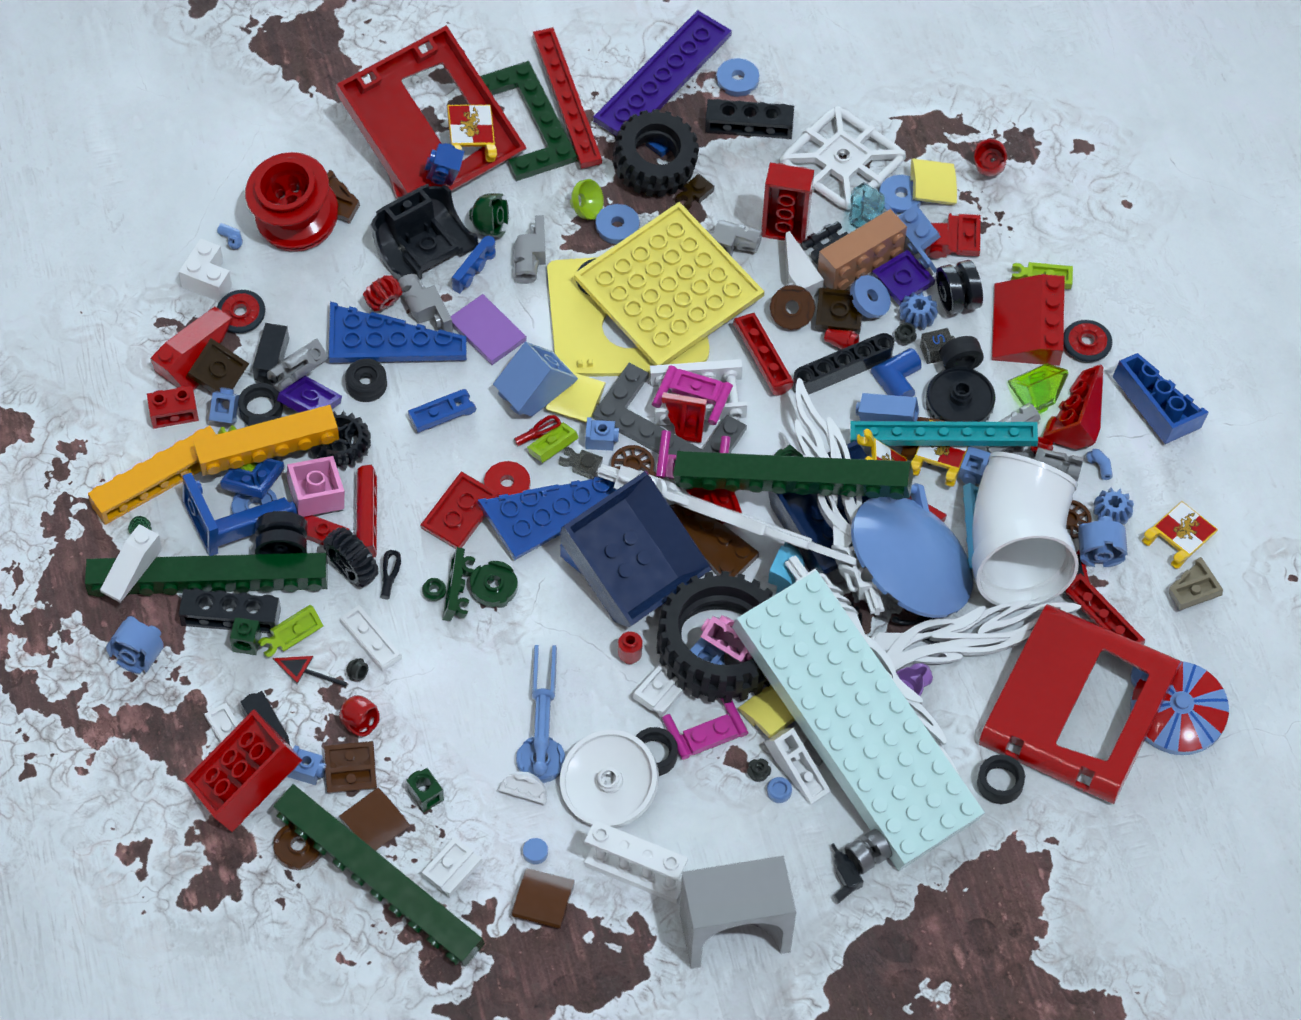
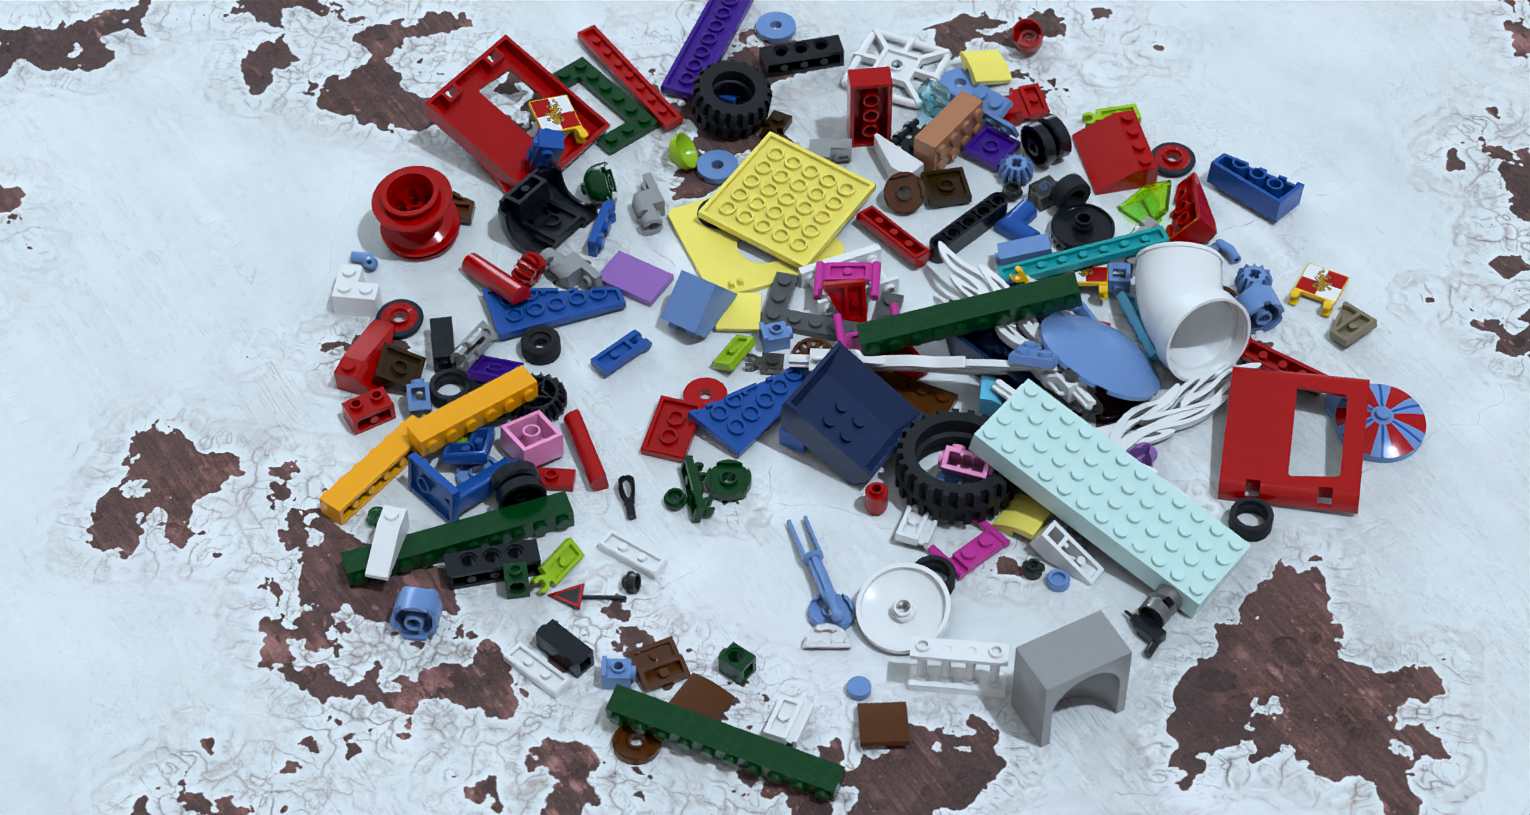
camera: 15 degrees left, 10 degrees down
(242, 770) = (562, 689): red slope -> none
(346, 294) = (495, 278): none -> red brick
(350, 557) = (590, 488): black gear -> none
(357, 714) = (648, 615): red helmet -> none
(535, 433) = (712, 351): red piece -> none
(834, 543) = (1033, 355): none -> medium blue plate
(841, 338) = (956, 208): red cone -> none
(878, 292) = (969, 168): medium blue tile -> none

